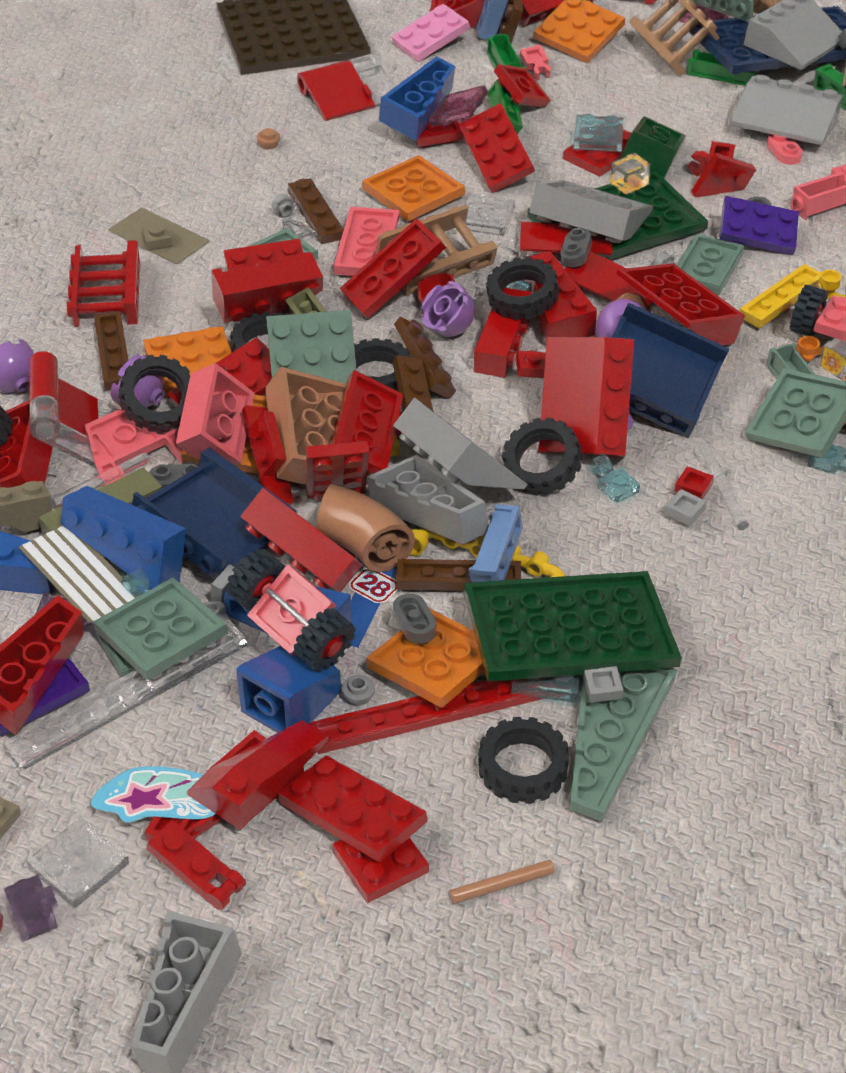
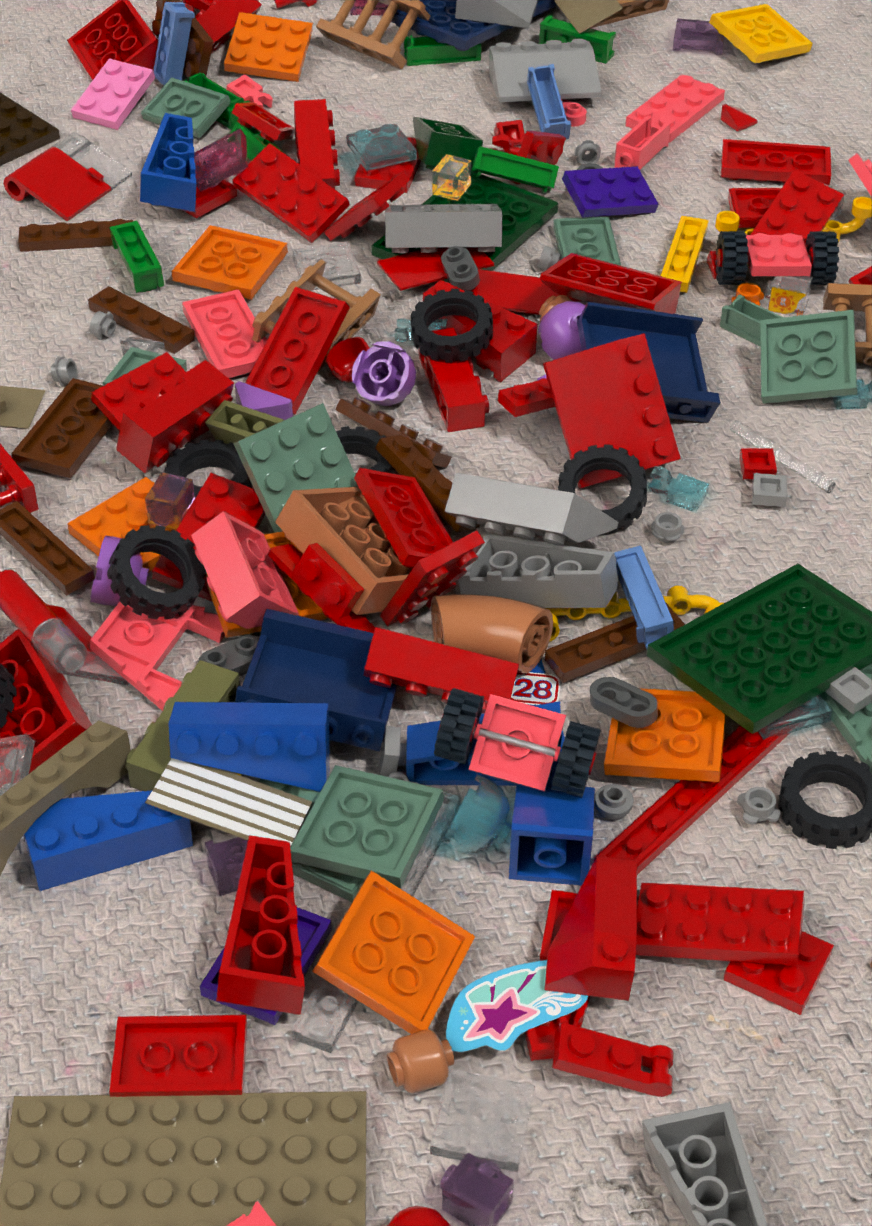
camera: 30 degrees left, 0 degrees up
(64, 802) = (420, 1061): none -> nougat head
(104, 478) = (159, 695): clear bar -> none
(105, 723) = (394, 954): none -> orange plate
(136, 582) = (303, 785): clear light blue hinge -> none
(189, 276) = (64, 432): none -> reddish brown plate
(212, 345) = (169, 500): none -> brick
(229, 230) = (64, 370): none -> light grey plate
(237, 649) = (480, 819): none -> clear light blue cylinder
(268, 138) = (22, 258): nougat plate -> none
(321, 133) = (67, 236): none -> reddish brown plate
(340, 298) = (263, 401): none -> medium lavender slope
(345, 161) = (137, 256): none -> green container
(466, 733) = (758, 805): none -> light grey plate
(475, 58) = (189, 101): none -> sand green tile
(544, 173) = (373, 203): none -> red plate
(546, 116) = (315, 140): none -> red wedge
(577, 505) = (667, 527): none -> light grey plate
(690, 182) = (515, 168): none -> green container
(768, 136) = (547, 101): none -> medium blue container
(771, 194) = (592, 157): none -> light grey plate

